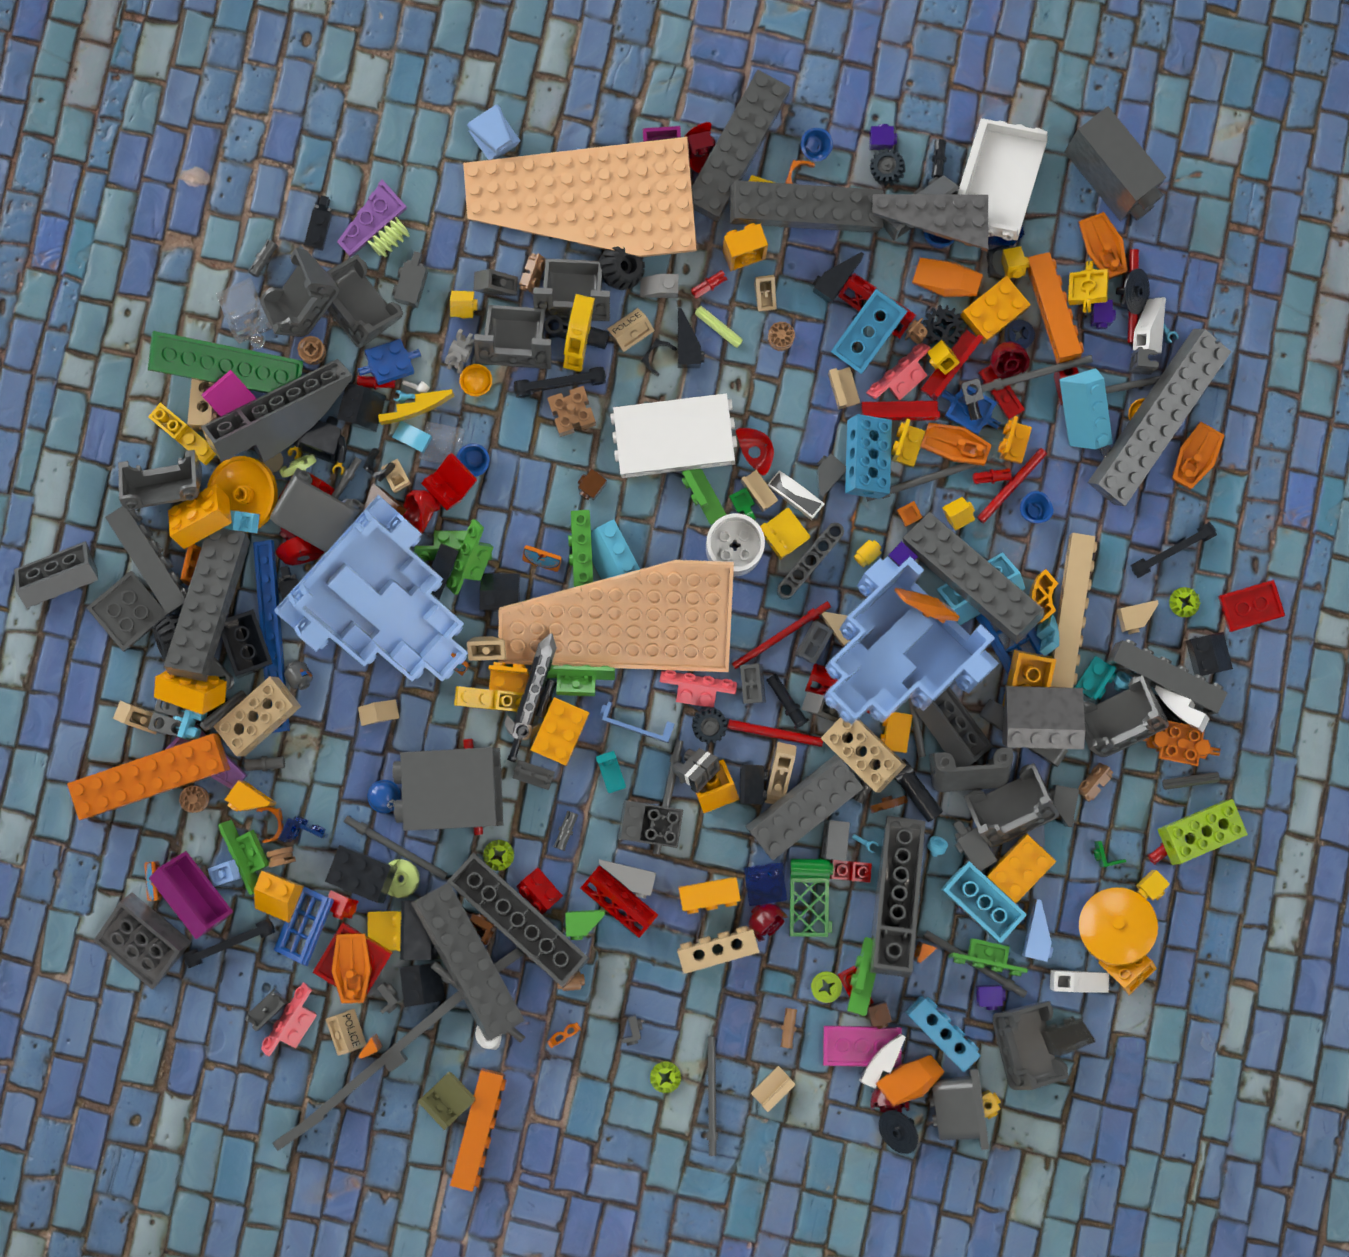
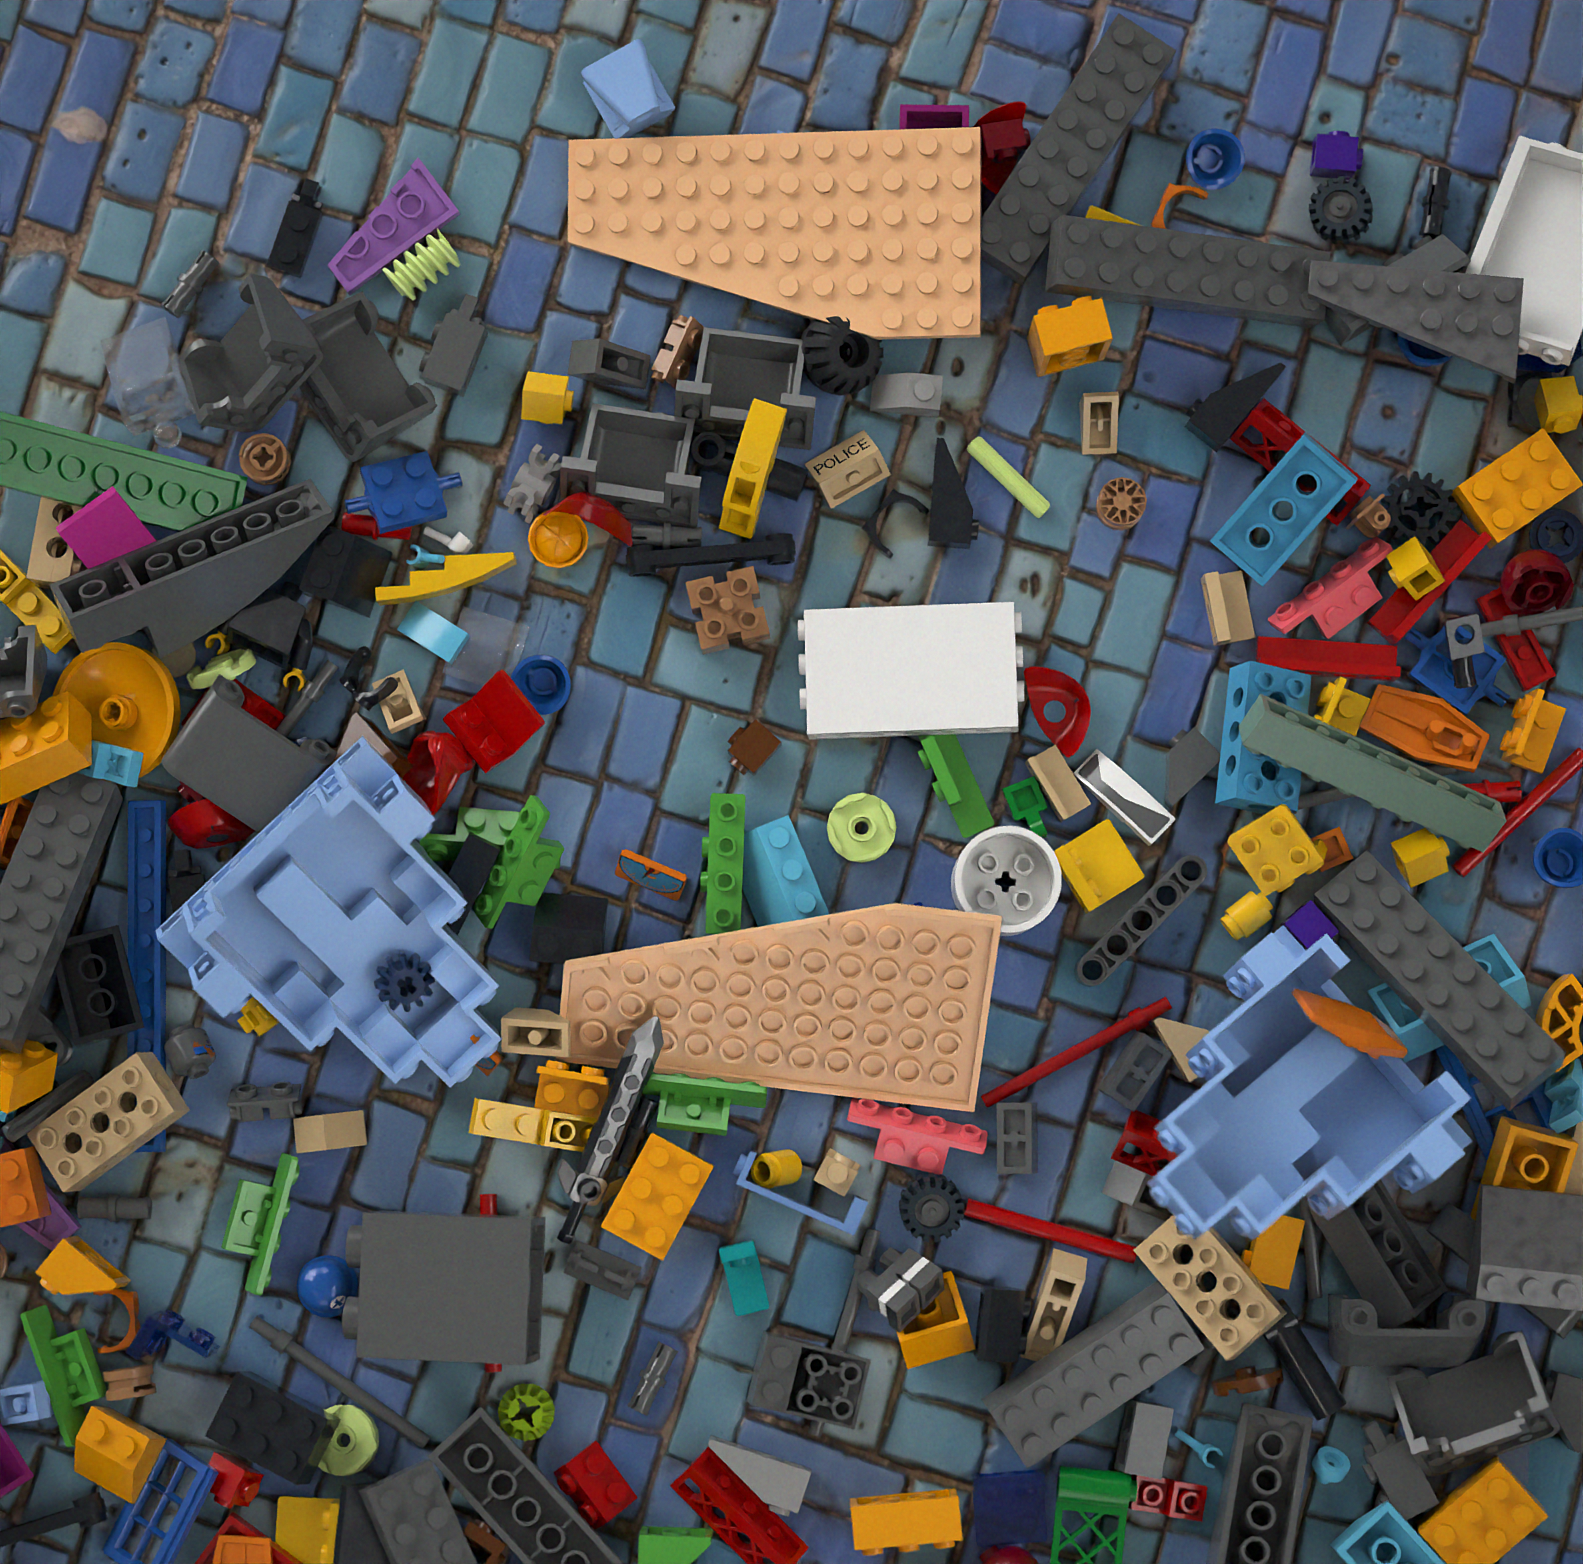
camera: 10 degrees right, 0 degrees up
(334, 652) = (256, 1018): none -> yellow gear
(343, 762) = (257, 1221): none -> bright green bracket
(349, 696) = (281, 1098): none -> dark grey hinge
(404, 628) = (400, 969): none -> dark blue gear
(496, 364) = (596, 512): none -> red piece
(534, 374) = (666, 536): none -> dark grey pin
(623, 711) = (776, 1168): none -> yellow brick
(654, 513) = (866, 809): none -> yellowish green plate
(656, 711) = (837, 1172): none -> tan brick
(708, 284) = (996, 398): red axle -> none
(792, 708) = (1084, 1189): black pin -> none
(880, 515) = (1277, 850): none -> yellow bracket
(928, 469) = (1371, 773): none -> sand green brick
(947, 278) = (1433, 422): orange piece -> none

